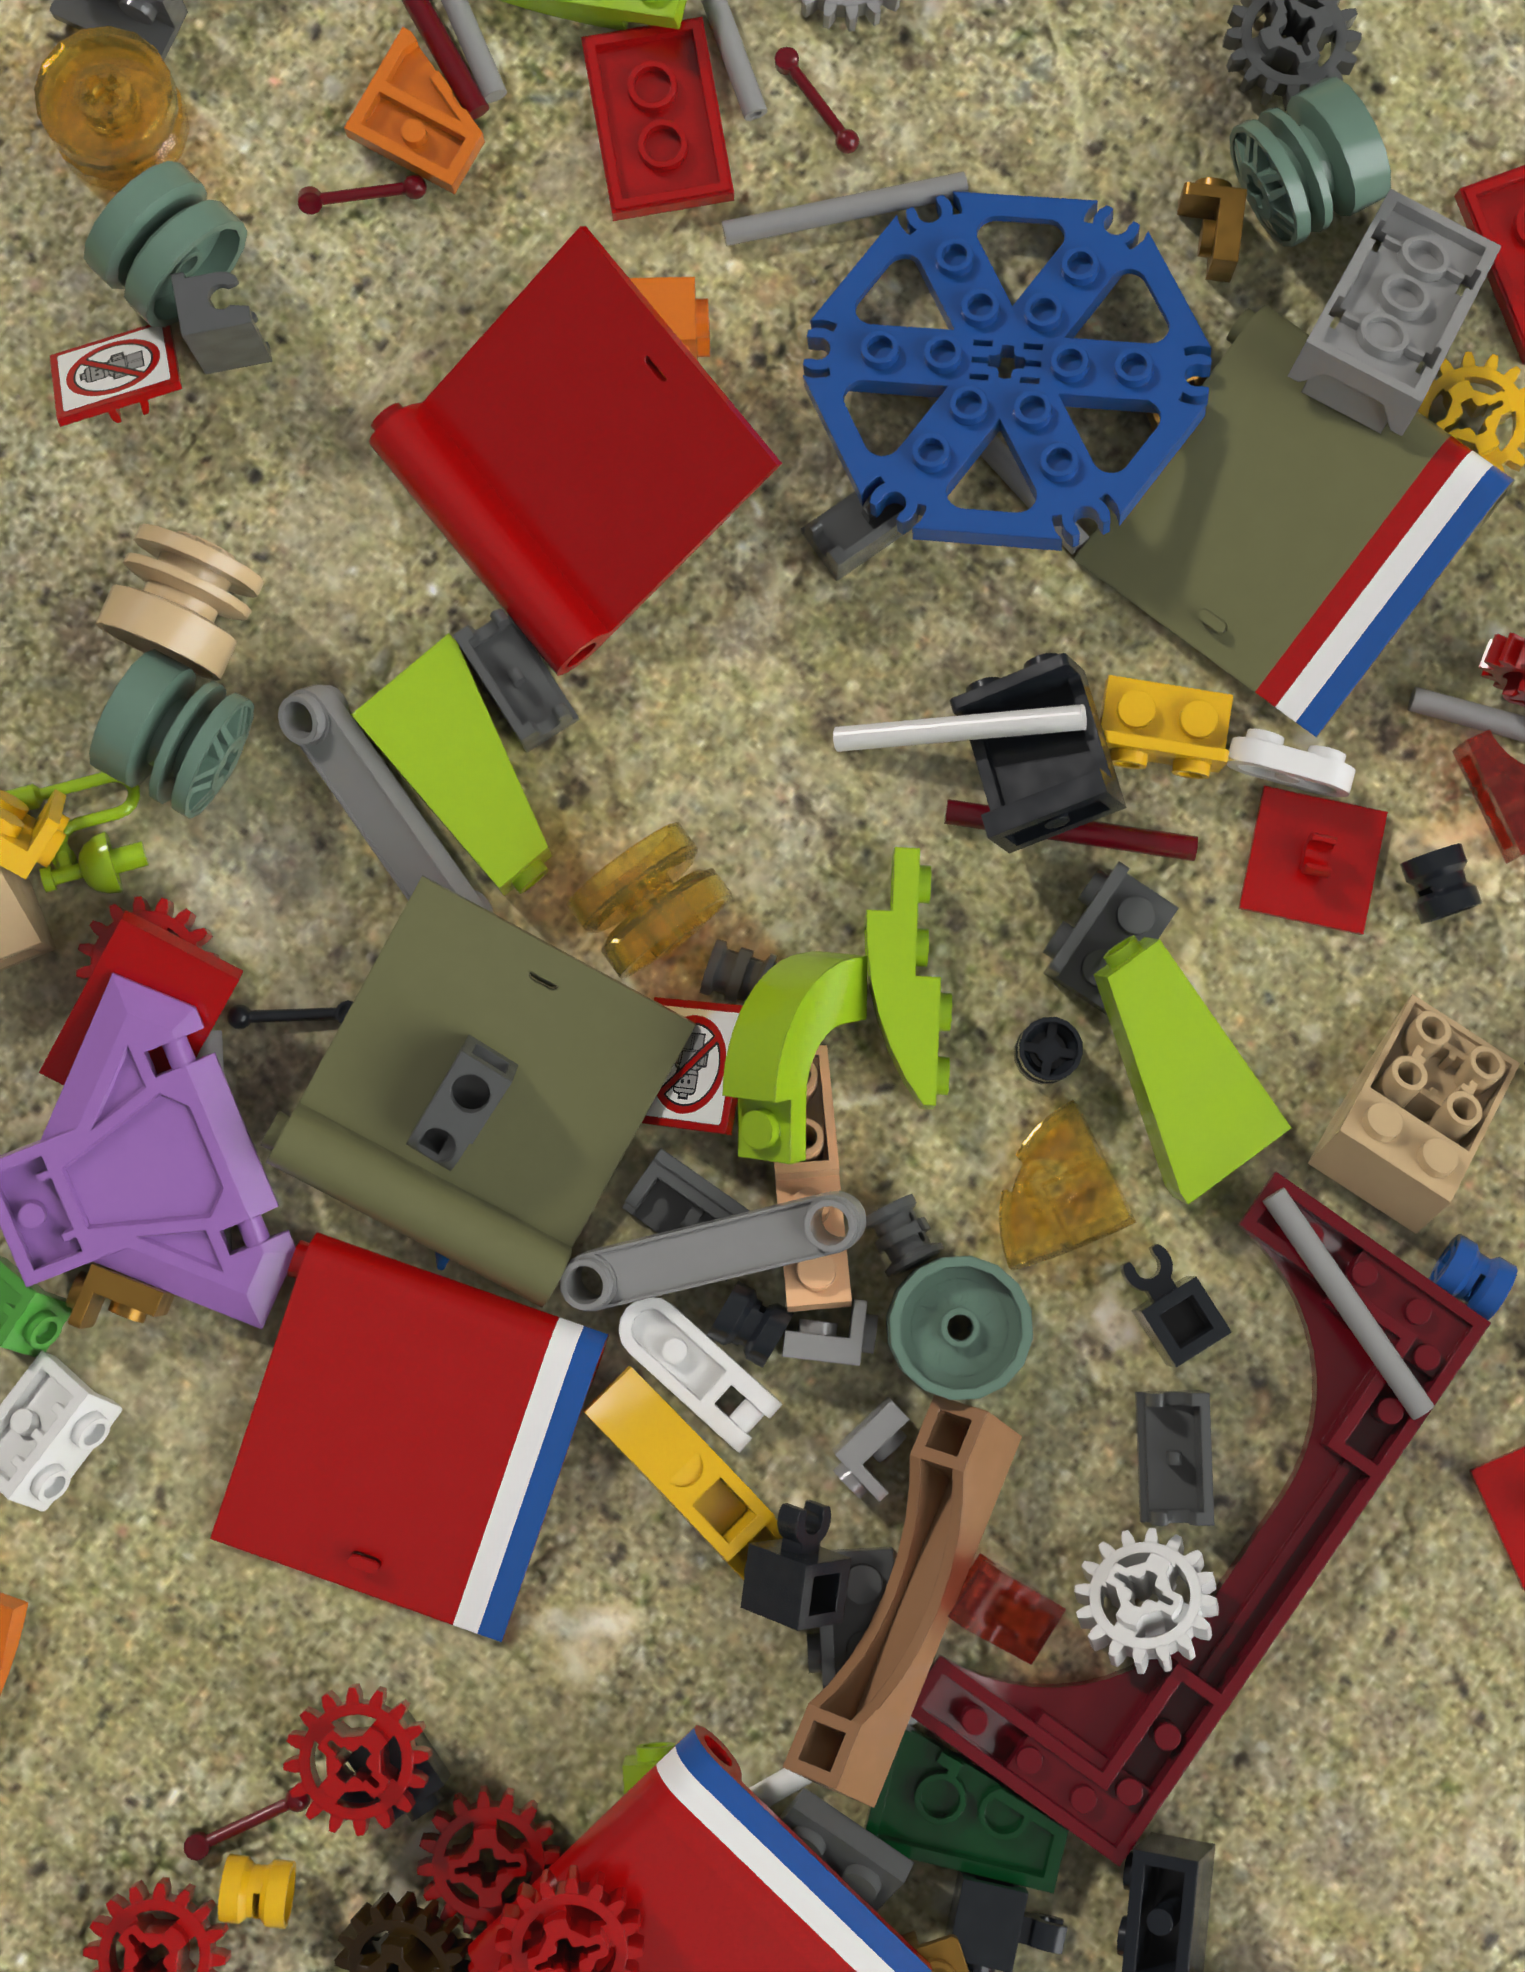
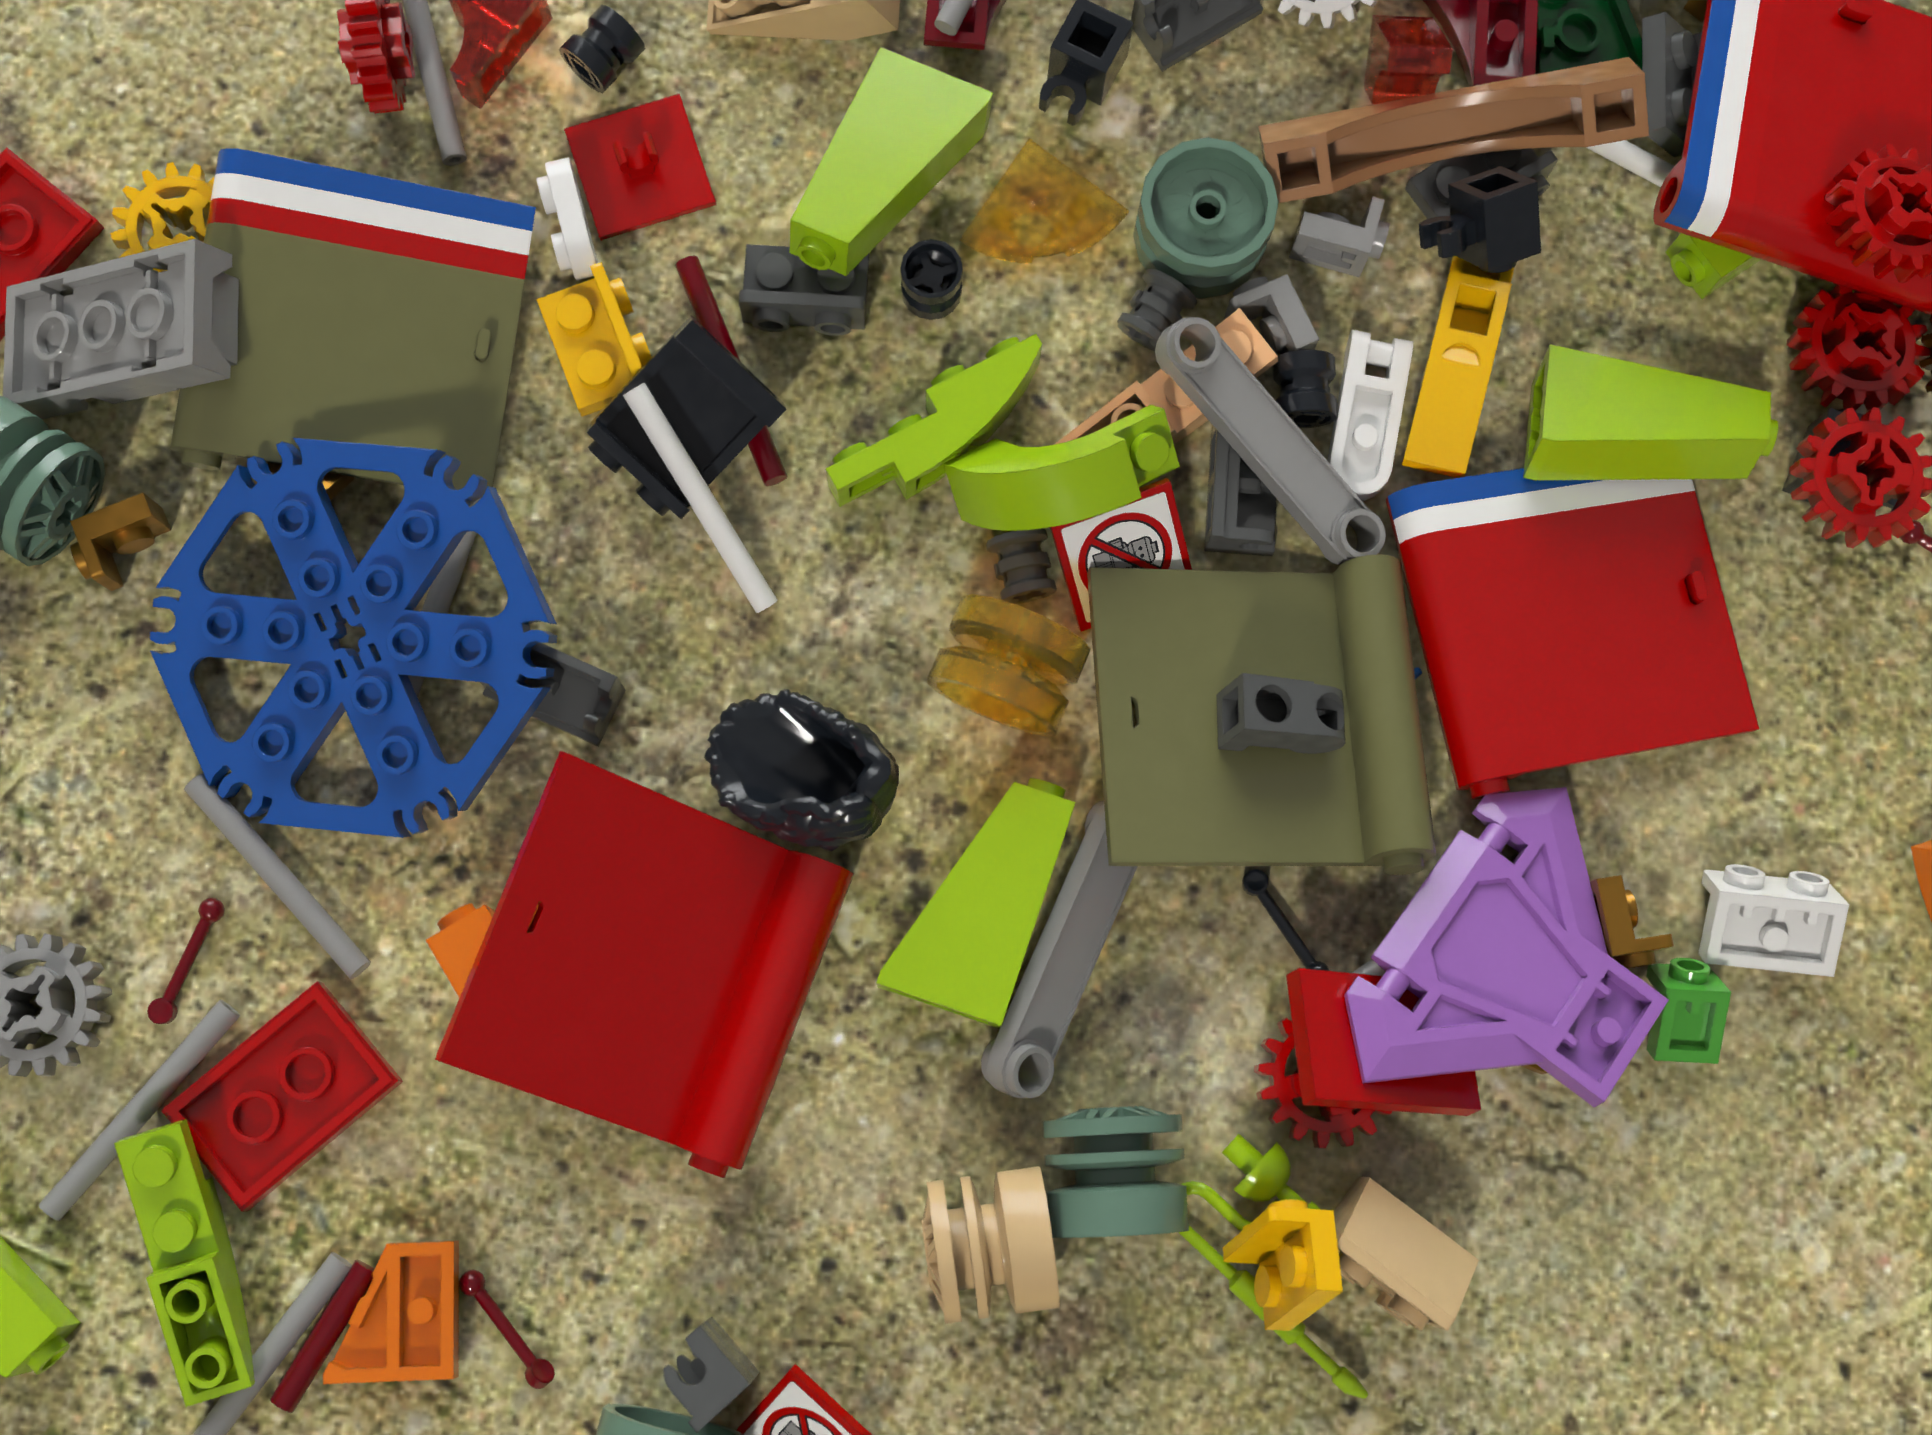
camera: 125 degrees left, 5 degrees down
(516, 680) = (879, 907): dark grey hinge -> none
(538, 1604) = (1640, 422): none -> lime slope
(665, 672) = (801, 770): none -> black hair

